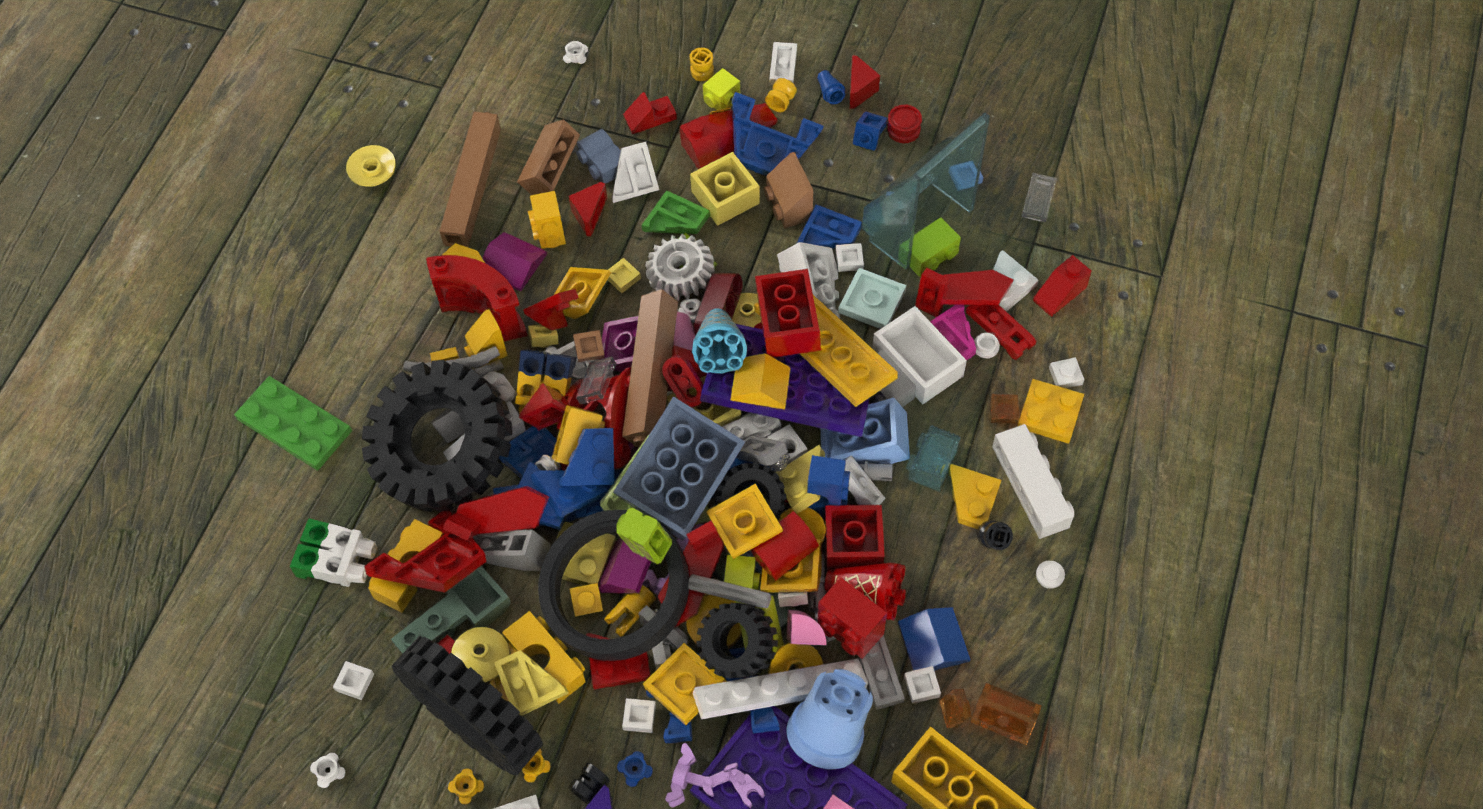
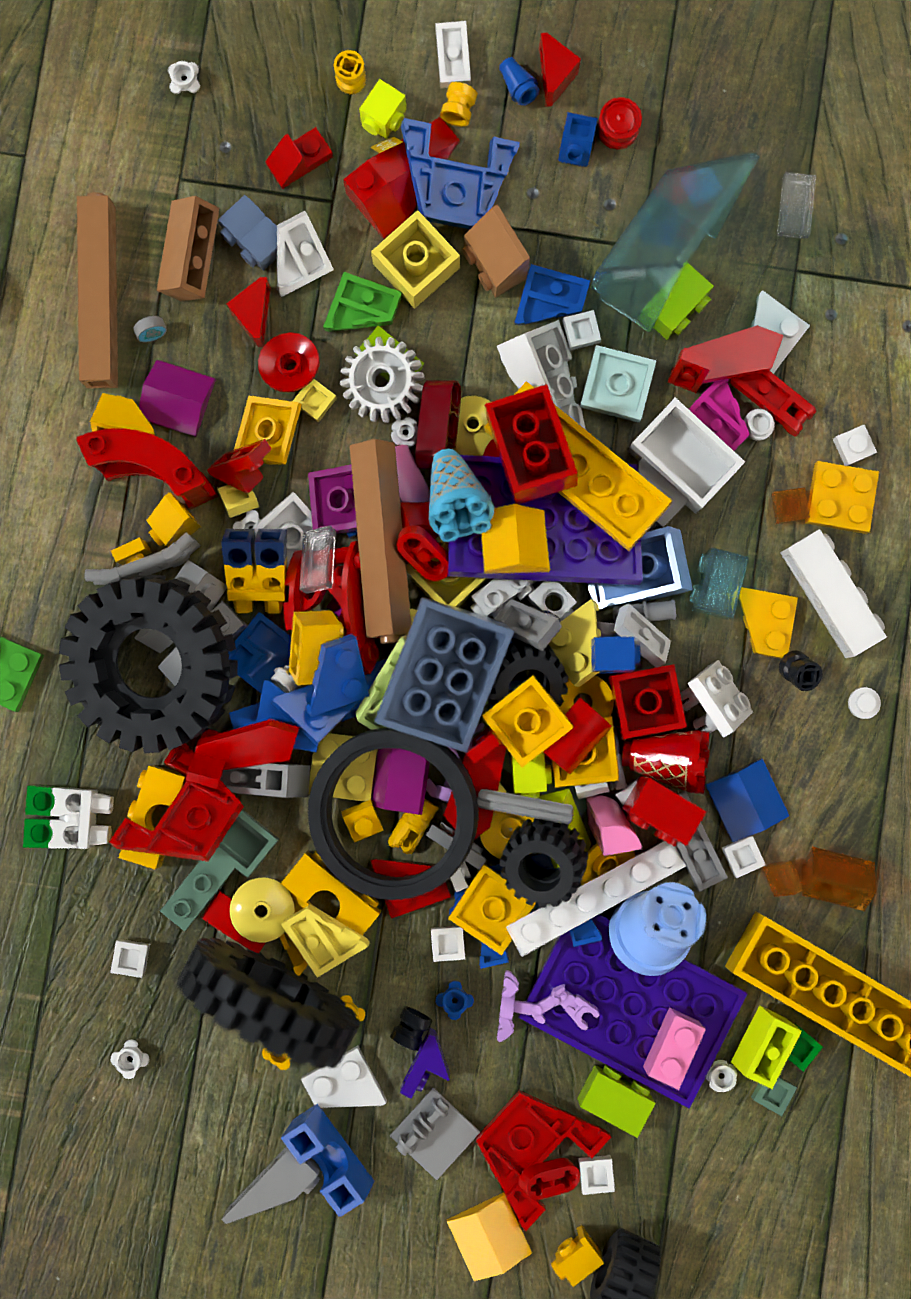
camera: 15 degrees left, 25 degrees up
(504, 208) = (150, 329): none -> light grey tile
(544, 408) = (268, 605): red slope -> none
(546, 220) = (207, 343): yellow brick -> none
(588, 346) = (298, 513): medium nougat plate -> none
(608, 245) = (281, 352): none -> red dish
(643, 535) = (421, 775): lime brick -> none
(918, 540) = (720, 699): none -> white plate
(1063, 285) = (840, 330): red slope -> none

